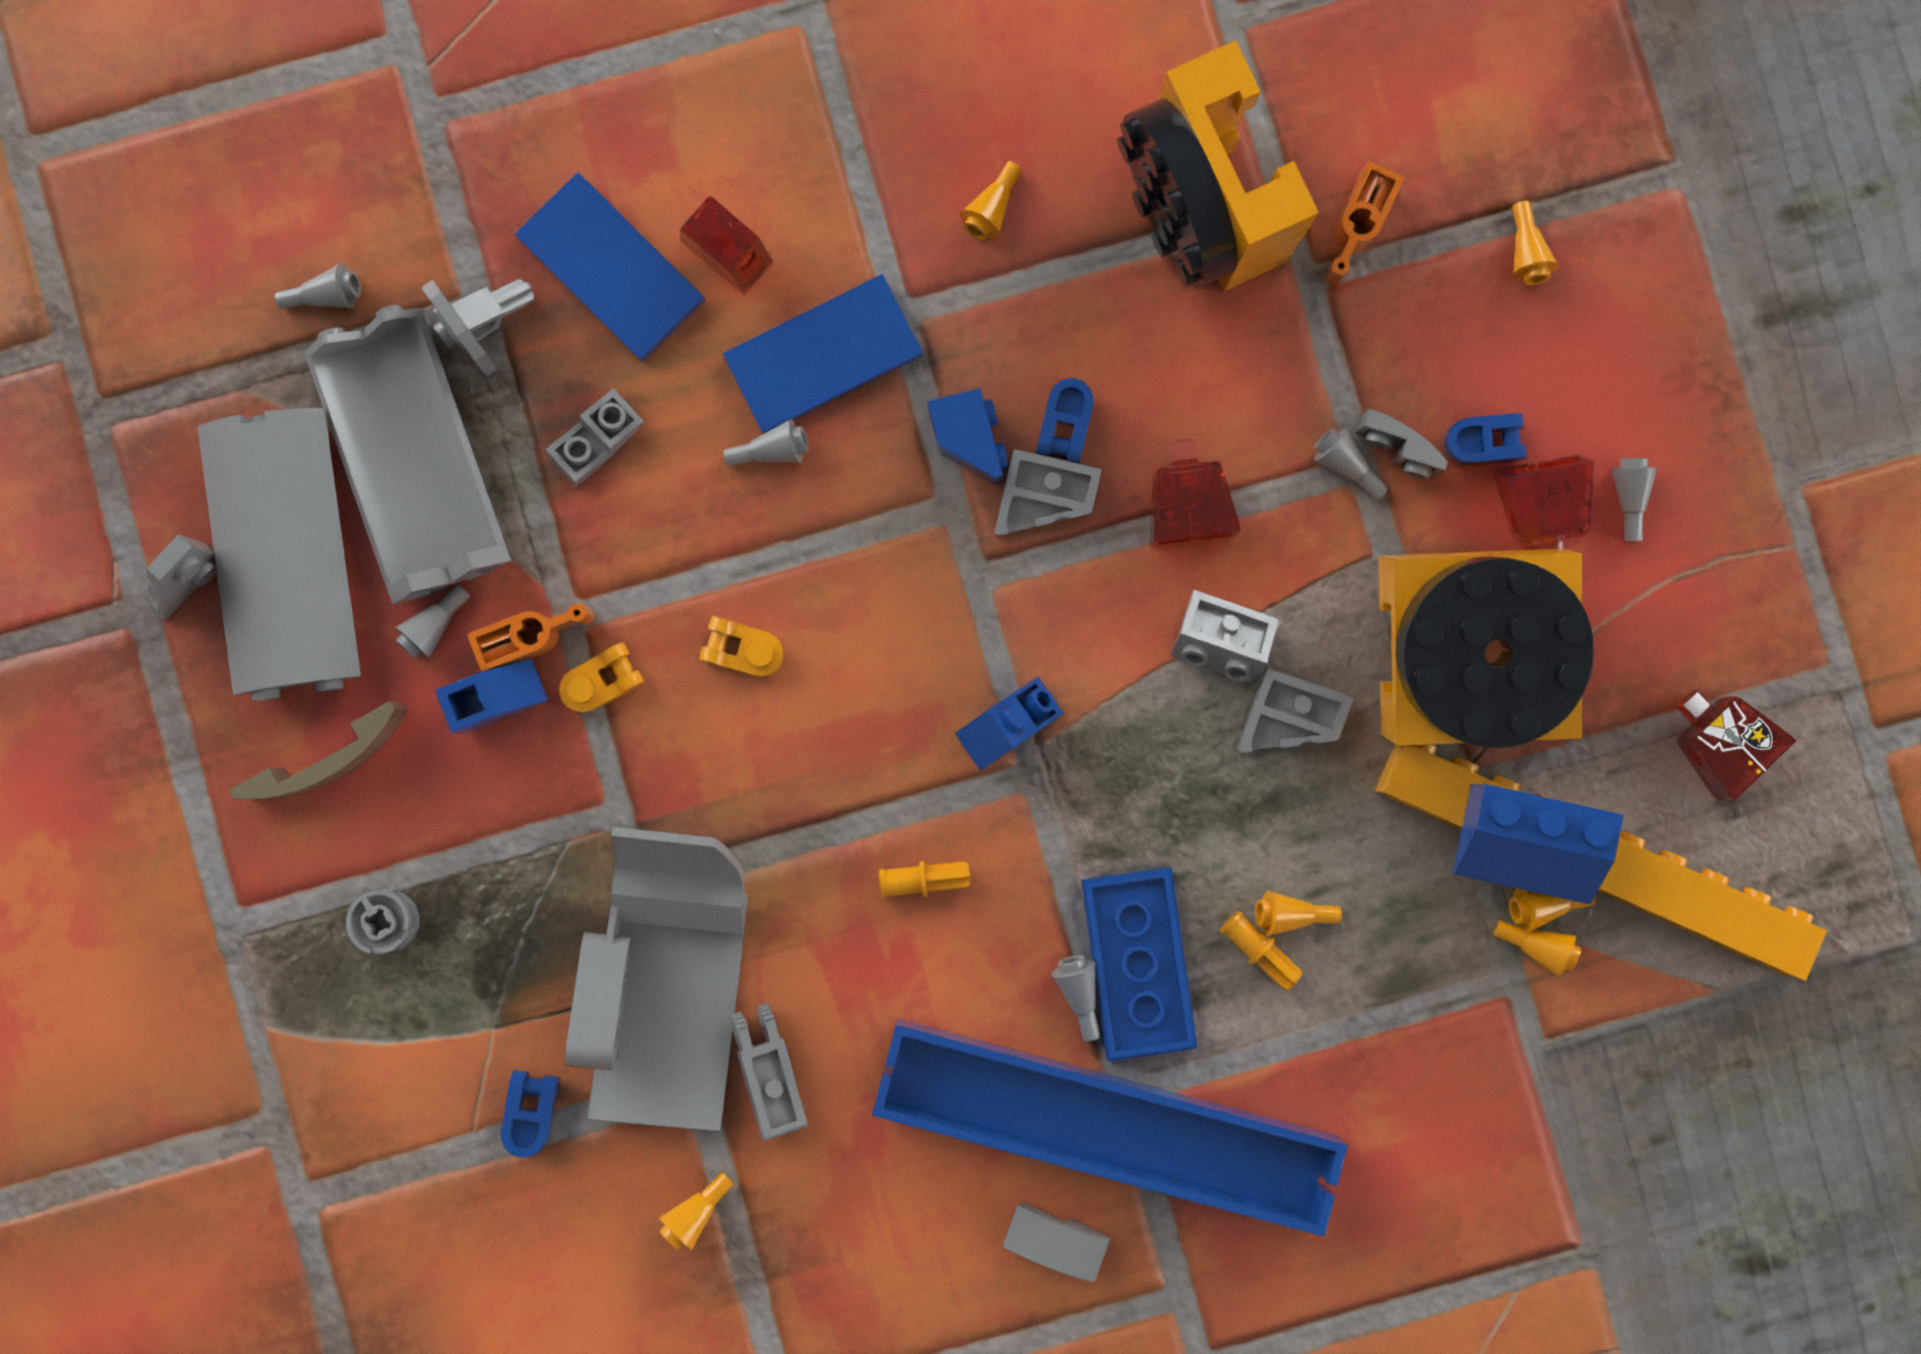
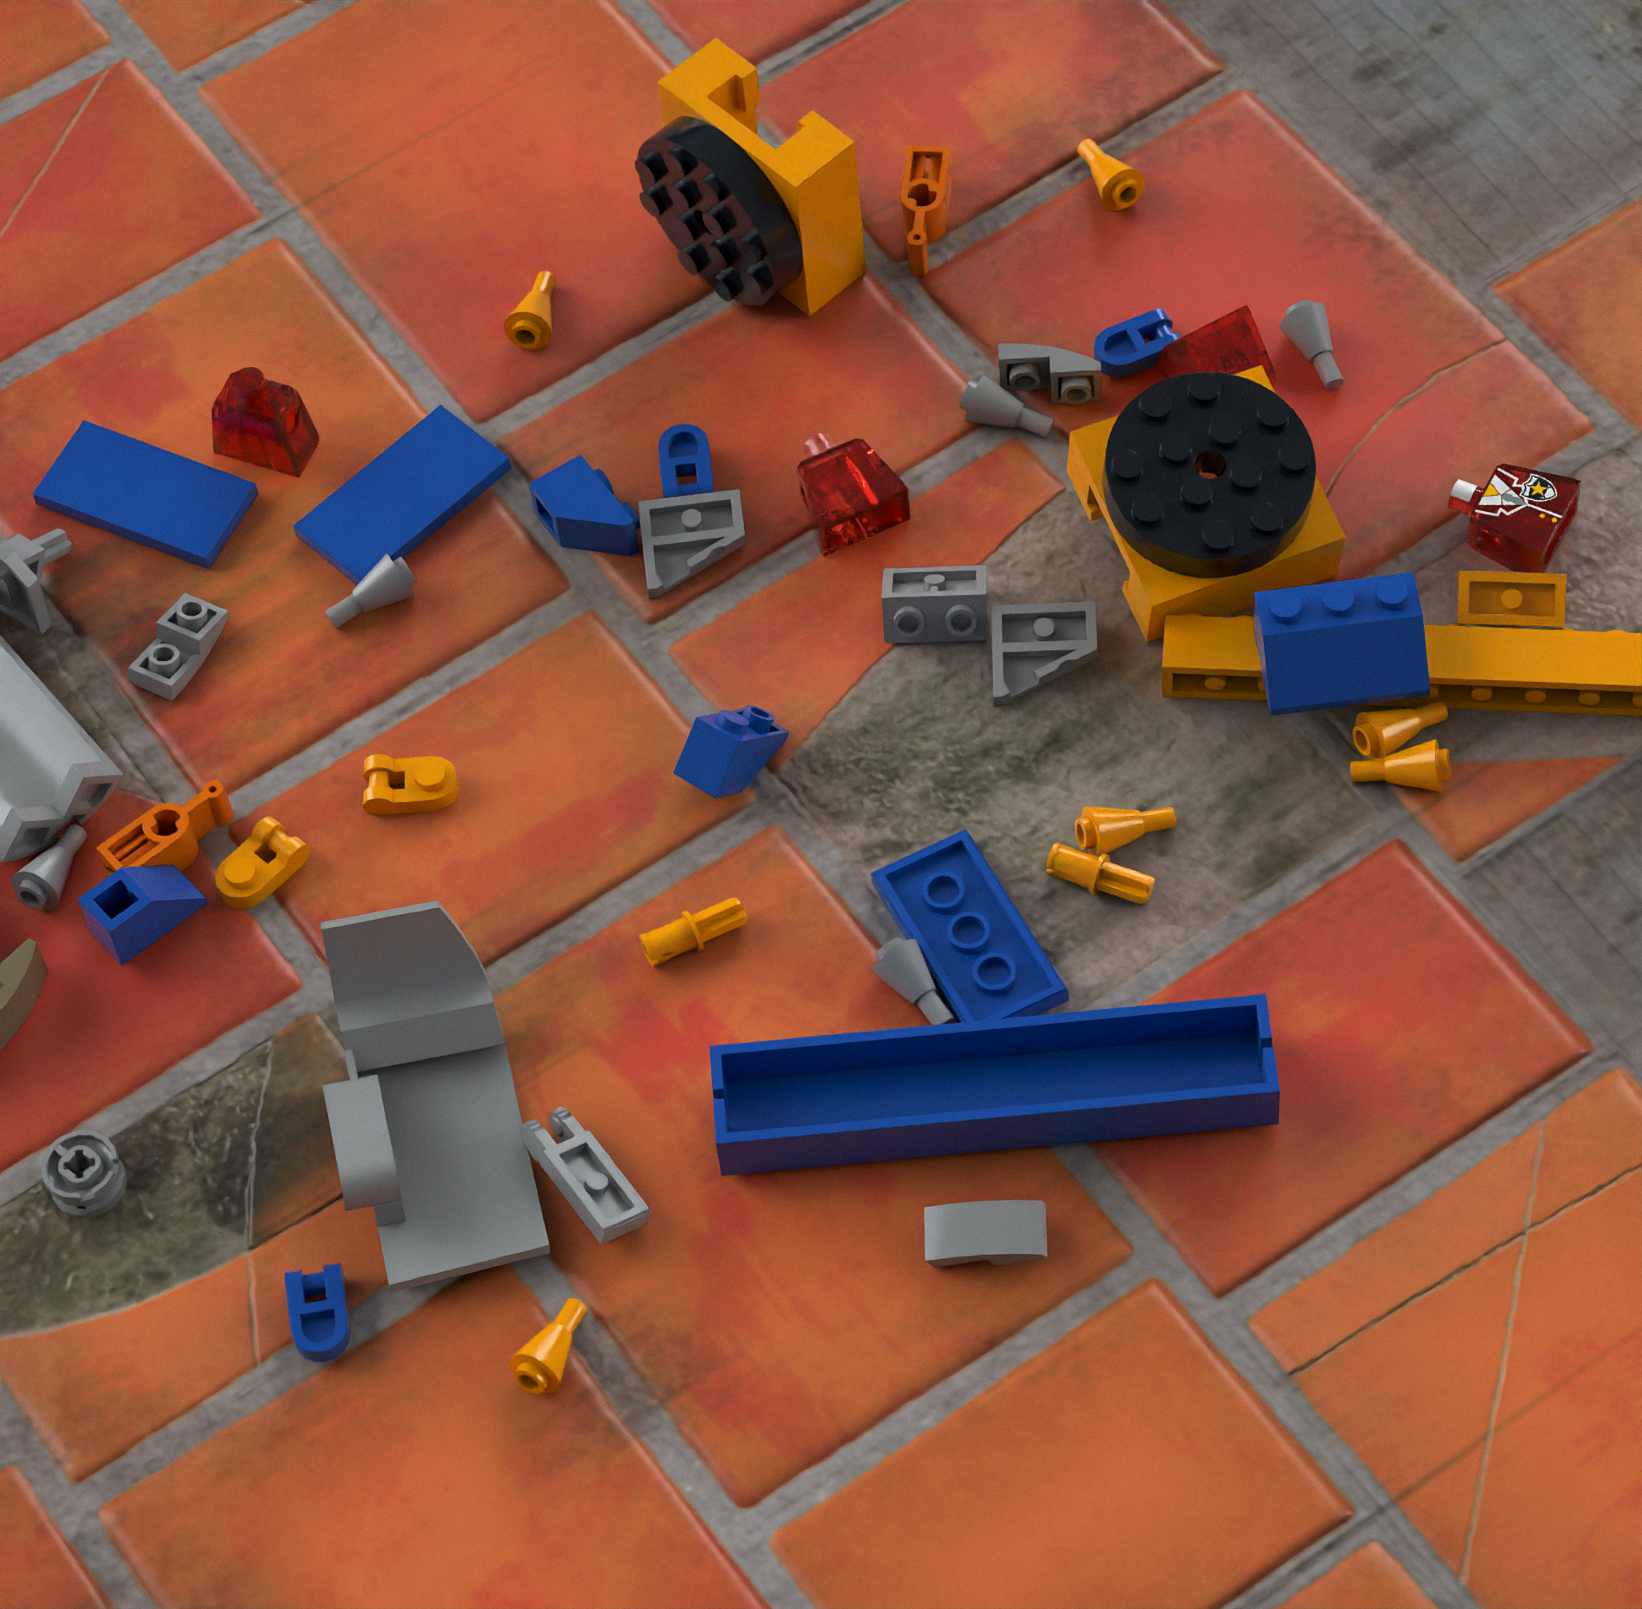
camera: 10 degrees left, 30 degrees down
(1687, 832) = (1511, 598): none -> light orange tile

